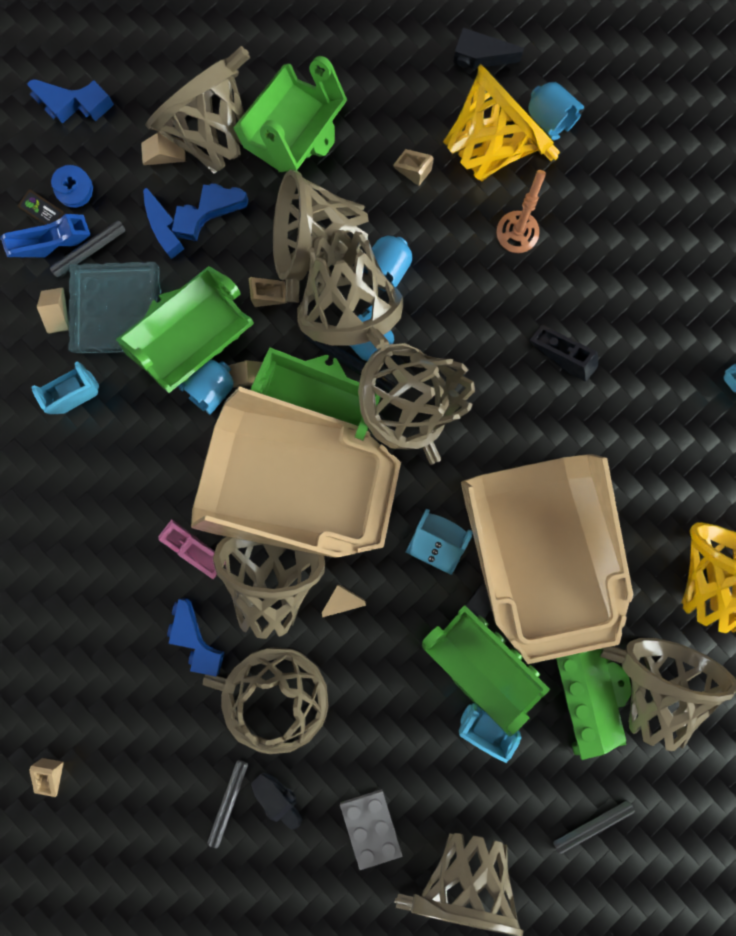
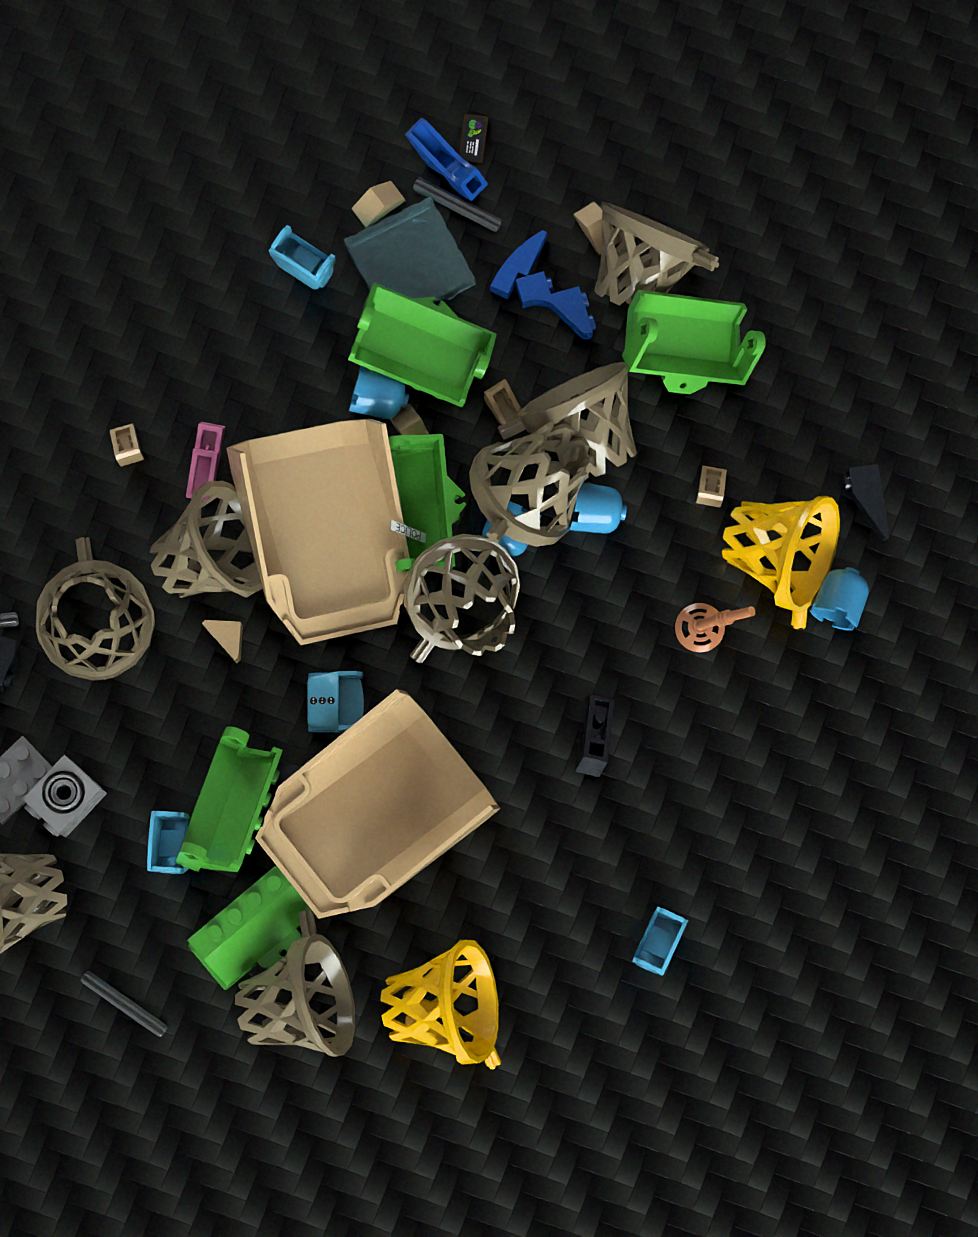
camera: 60 degrees right, 5 degrees down
(63, 103) = (592, 104): blue arch -> none
(72, 186) = (515, 146): blue piece -> none
(146, 606) = (126, 445): none -> tan slope
(186, 633) = (119, 498): blue arch -> none
(334, 415) = (408, 531): none -> white sticker
(411, 811) = (47, 800): none -> light grey brick

